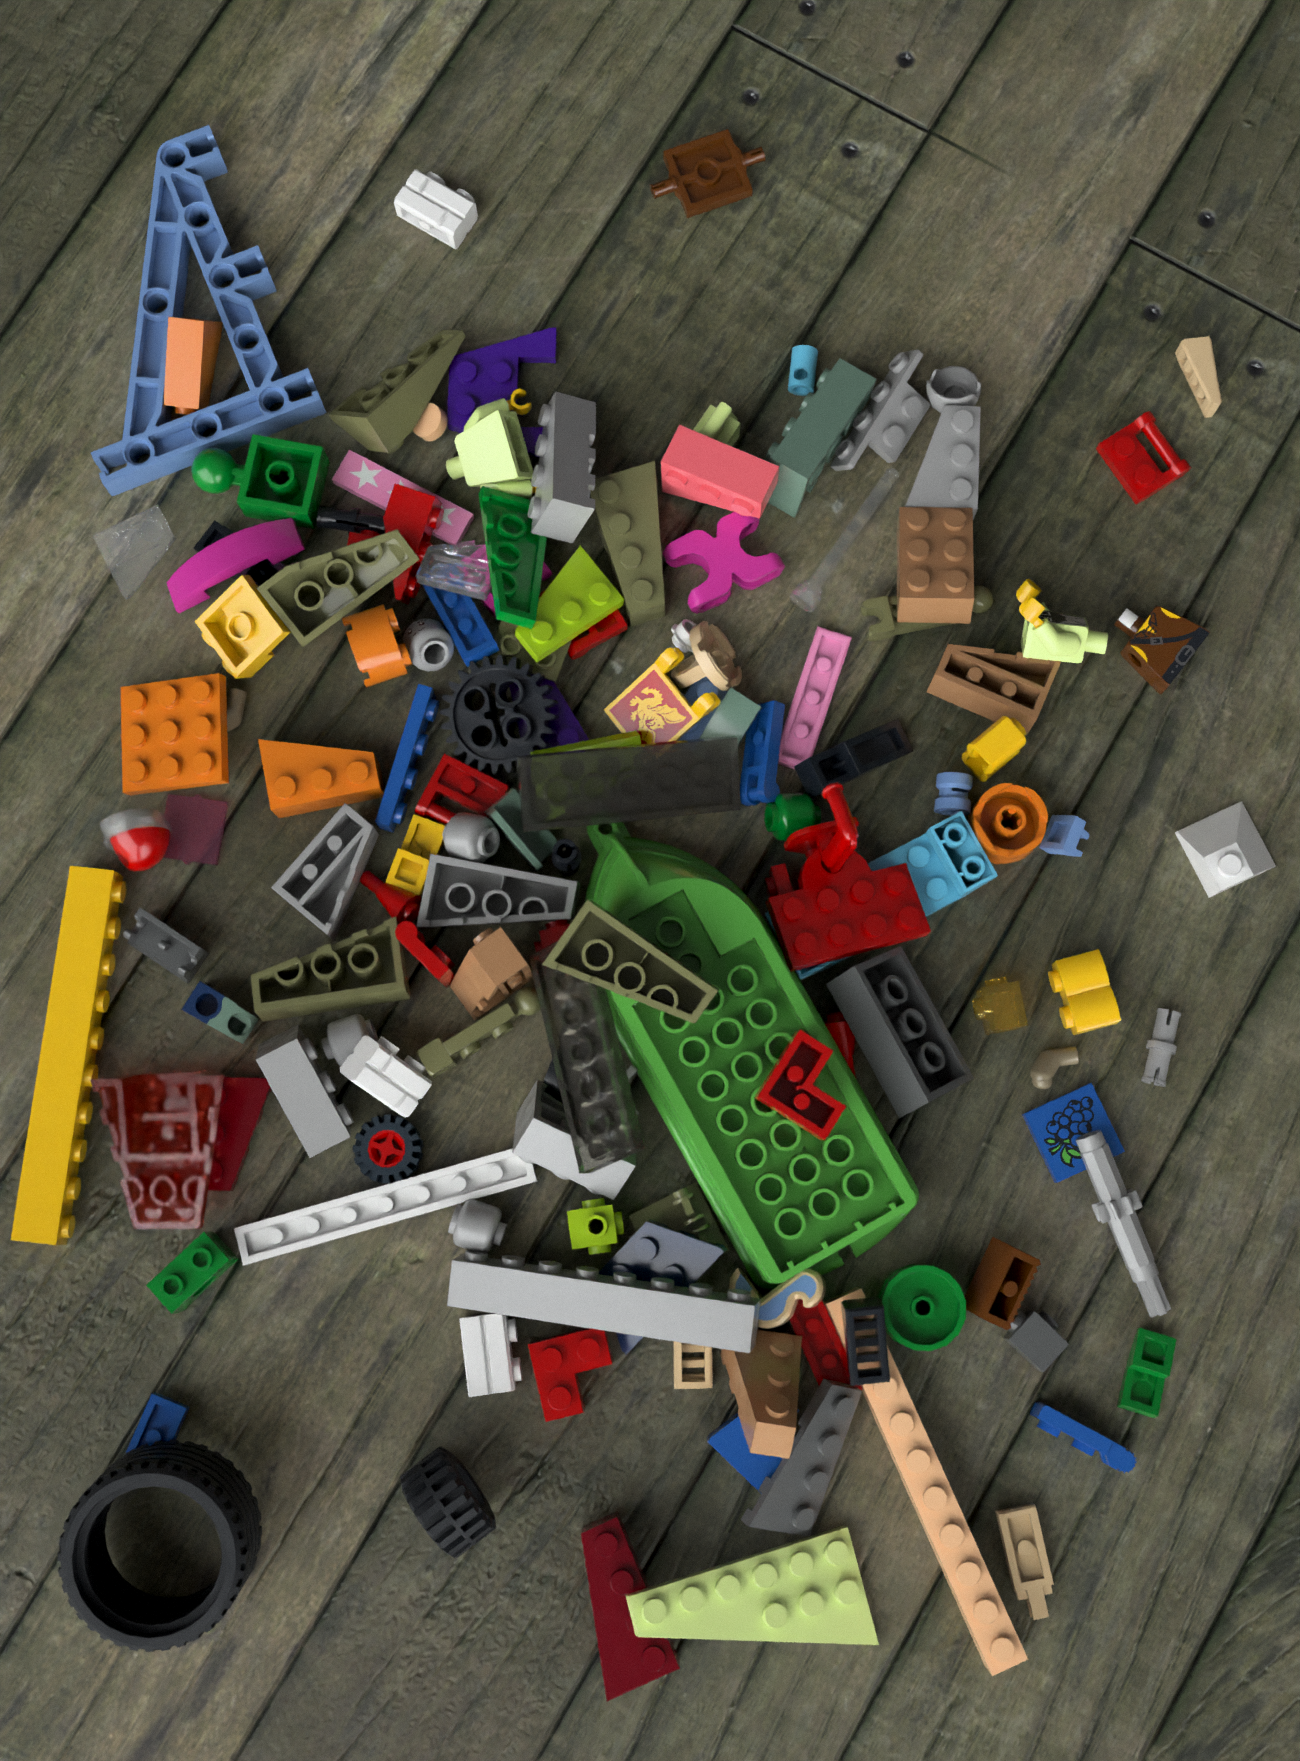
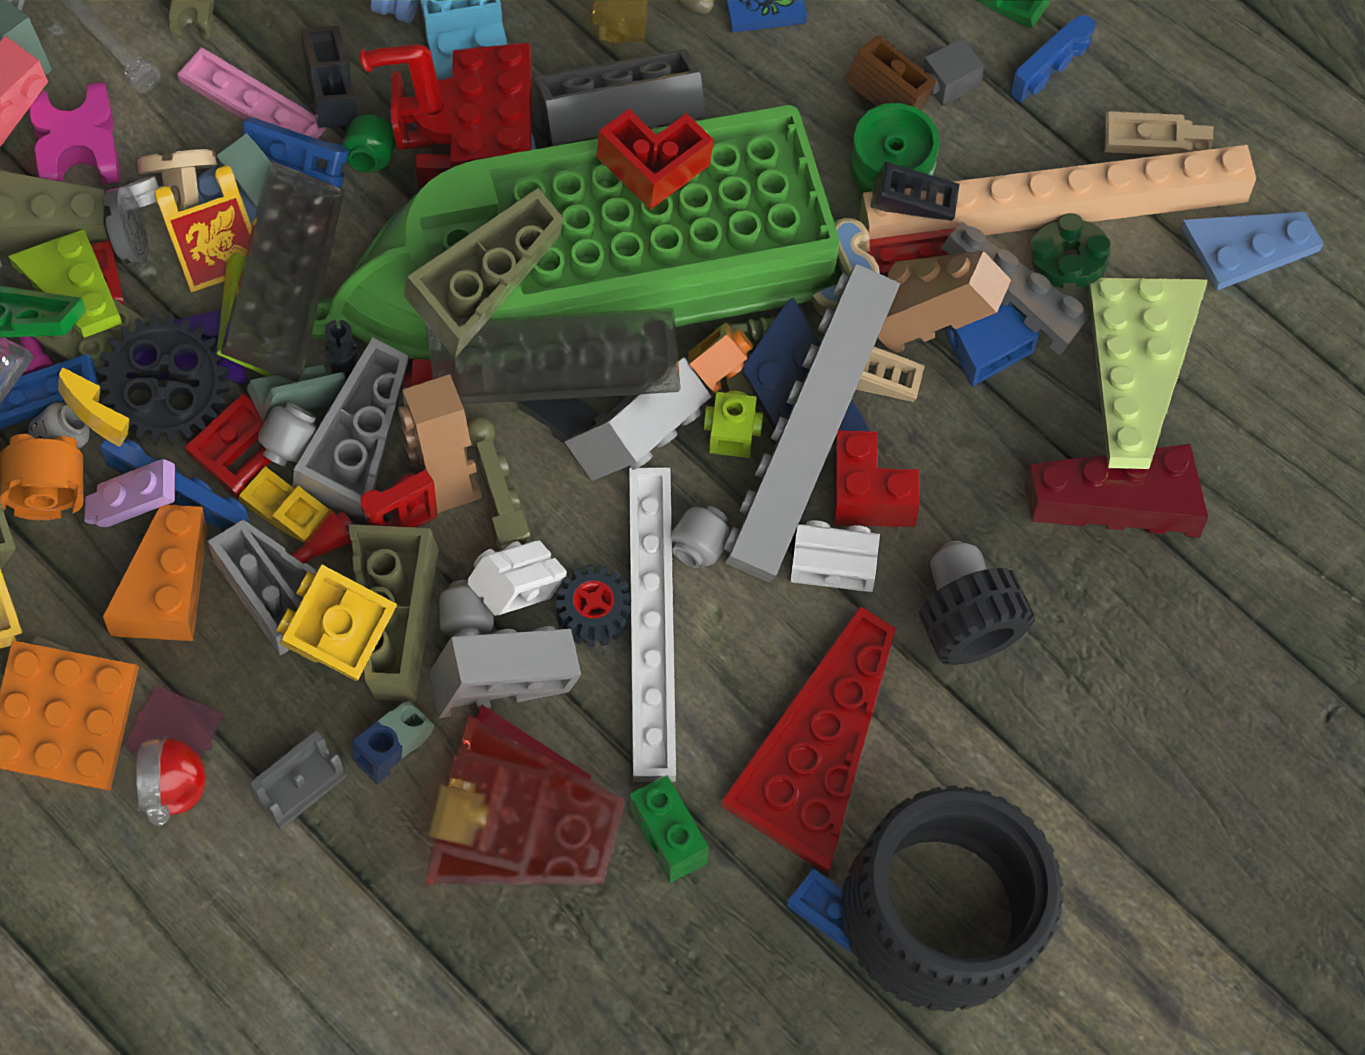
camera: 80 degrees left, 15 degrees down
(68, 1057) = (388, 909): yellow brick -> none
(152, 1088) = (457, 812): none -> clear yellow brick
(286, 934) = (335, 622): none -> yellow plate
(291, 1380) = (809, 762): none -> red wing
(381, 725) = (131, 494): none -> lavender hinge
(444, 655) = (83, 400): none -> yellow slope
(502, 1472) = (954, 561): none -> light grey head
(640, 634) = (126, 226): none -> dark grey tile
(652, 1196) = (720, 356): none -> orange brick
(847, 1507) = (1070, 234): none -> dark green plate
(932, 1678) = (1250, 245): none -> medium blue wing

